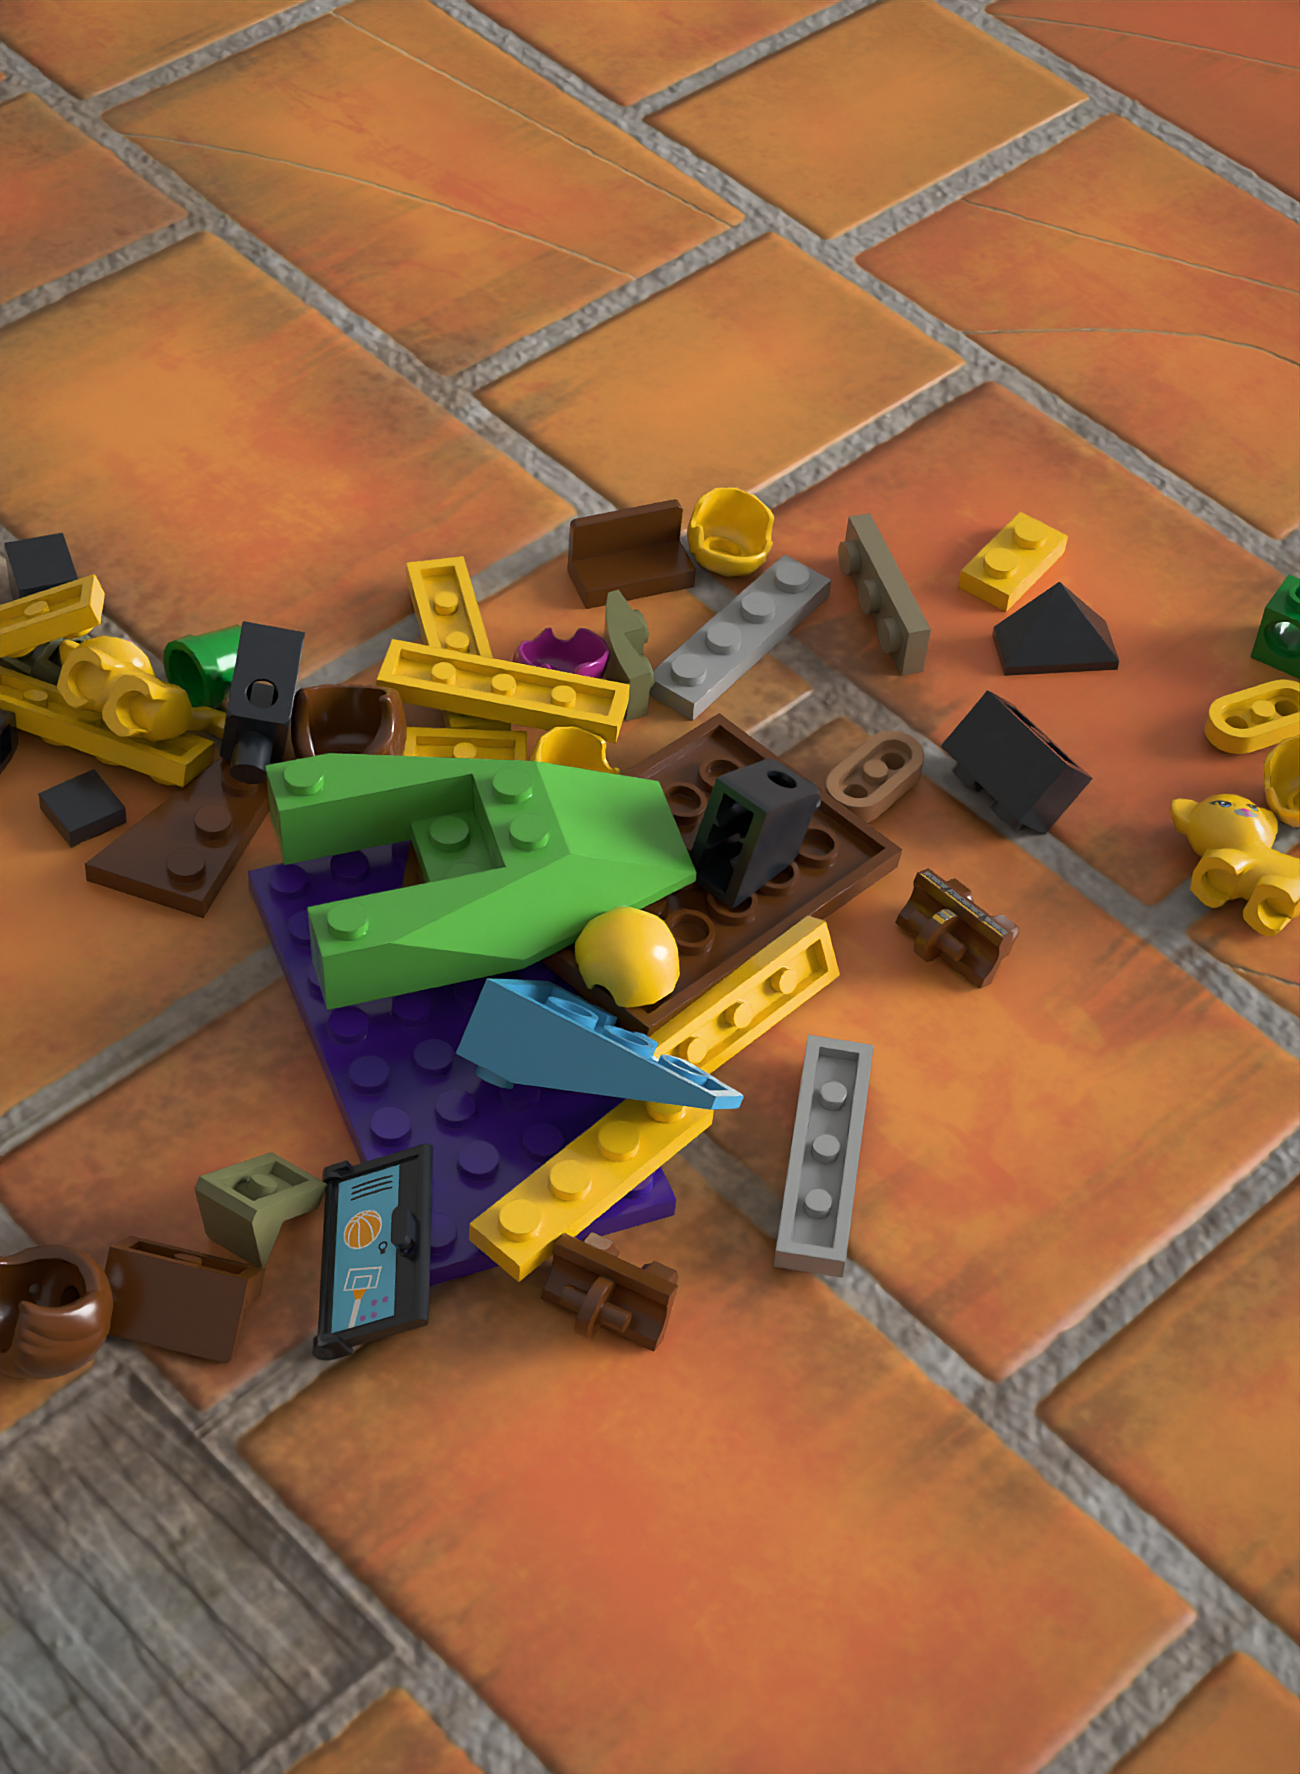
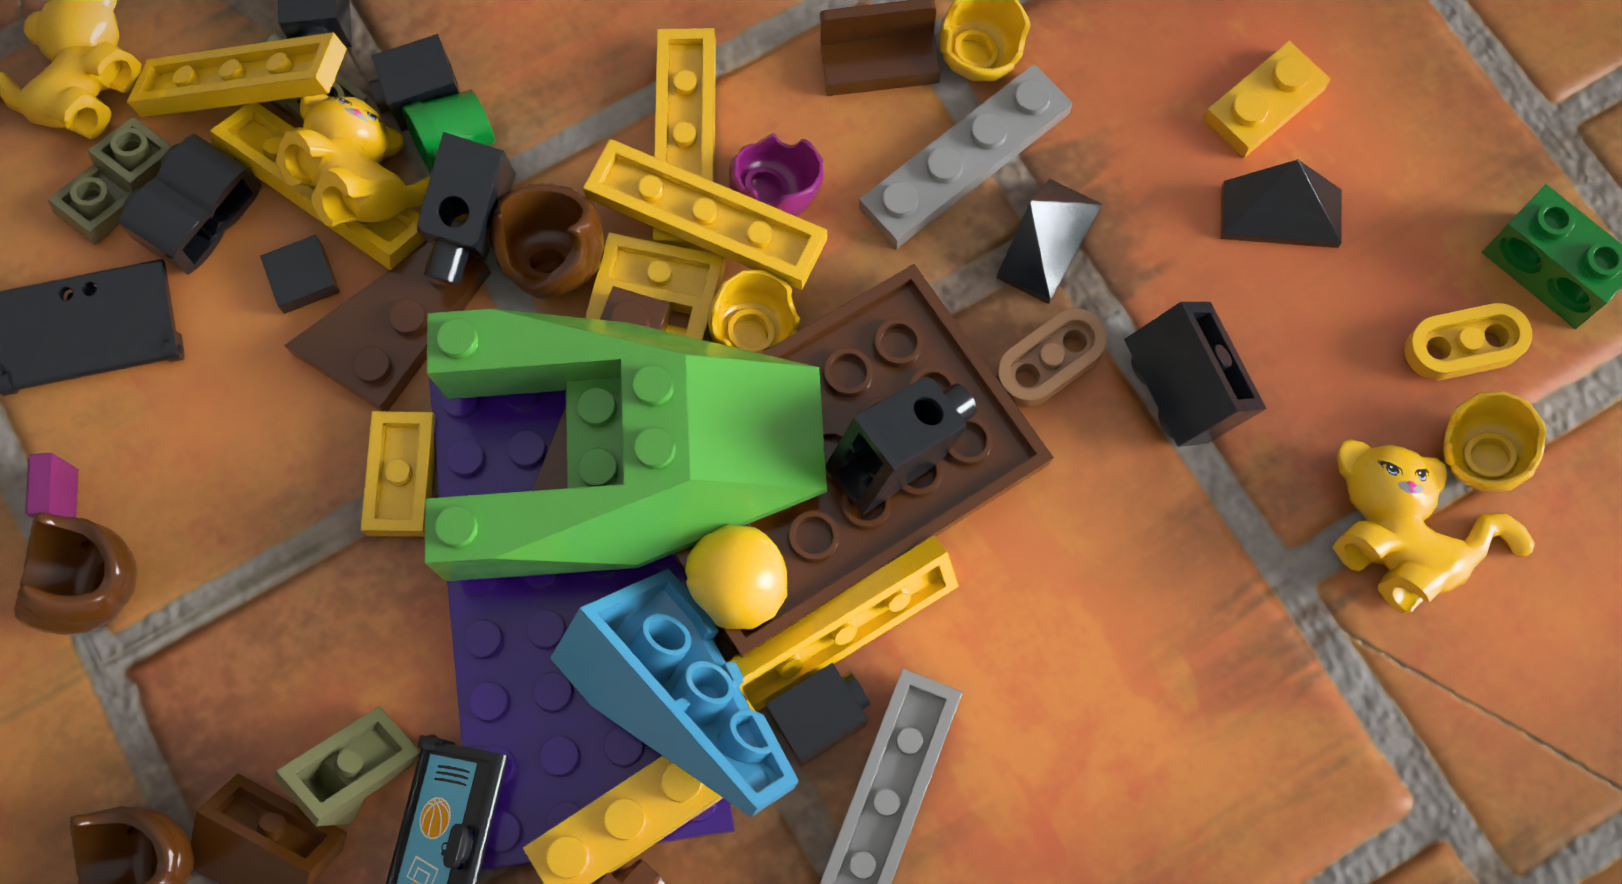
camera: 20 degrees right, 25 degrees up
(166, 617) = (410, 75): none -> black brick
(239, 954) = (398, 473): none -> yellow plate
(625, 636) = (843, 168): olive slope -> none
(751, 1070) = (819, 712): none -> black brick
(839, 692) = (1048, 240): none -> slope
(884, 594) = (1119, 131): dark tan plate -> none
(956, 929) = (1079, 563): reddish brown hips -> none

